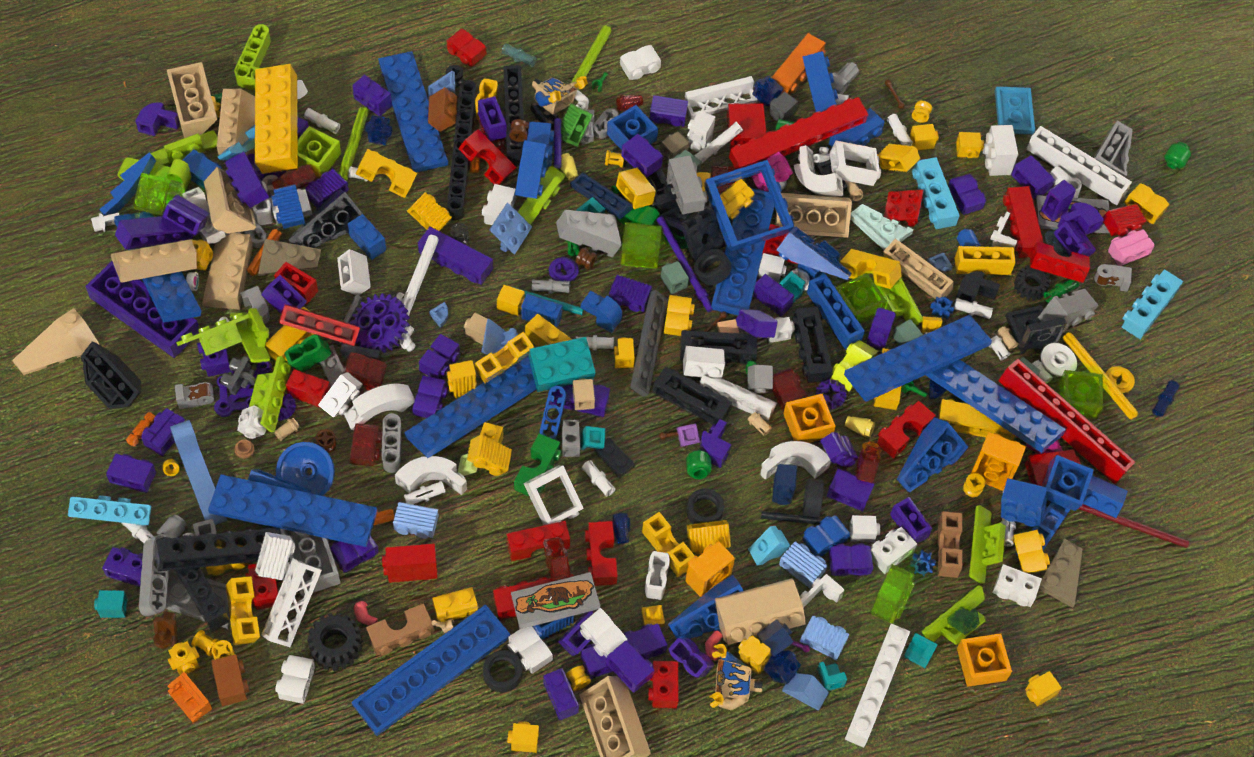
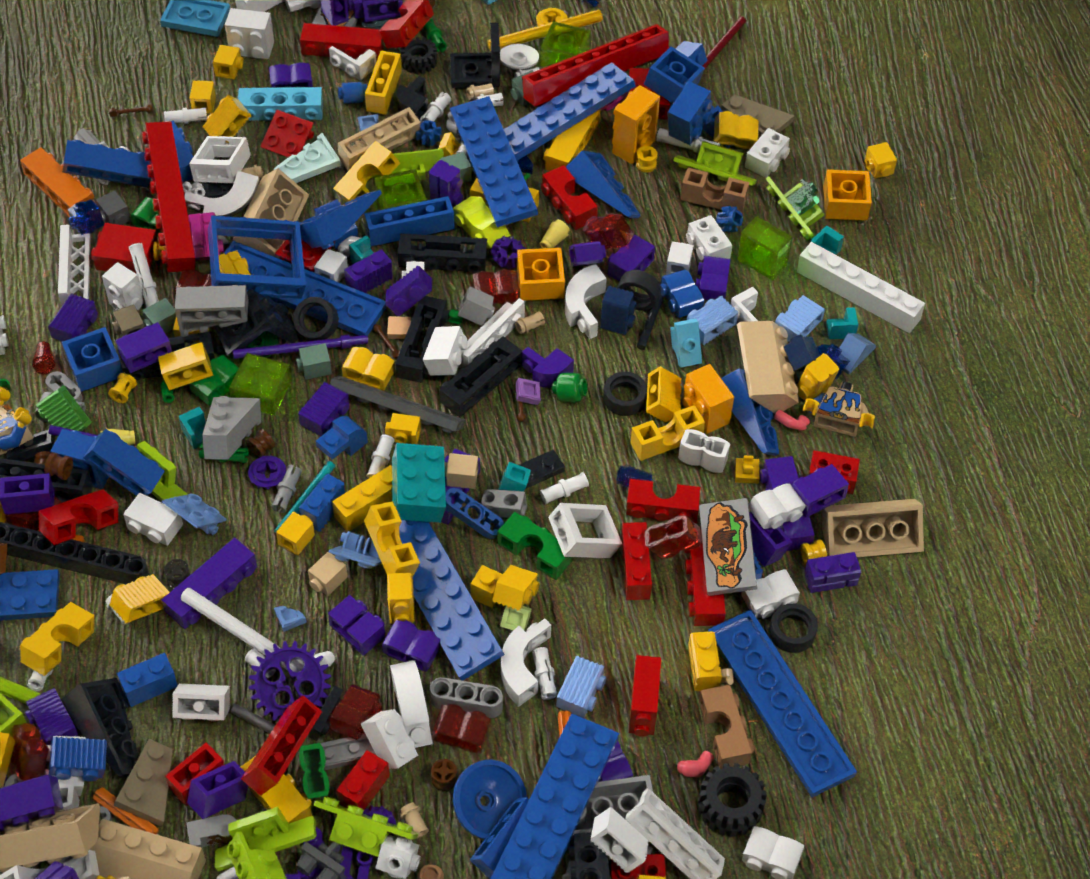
camera: 75 degrees left, 5 degrees down
(523, 737) = (878, 618): yellow brick -> none
(583, 101) = (28, 405): white arm -> none
(609, 200) = (167, 414): dark blue tile -> none
(688, 653) = (808, 438): dark purple brick -> none
(911, 520) = (677, 215): dark purple brick -> none
(922, 111) = (167, 90): yellow wheel -> none
(1032, 174) = (289, 20): dark purple brick -> none
(1072, 308) = (468, 31): light grey wedge -> none

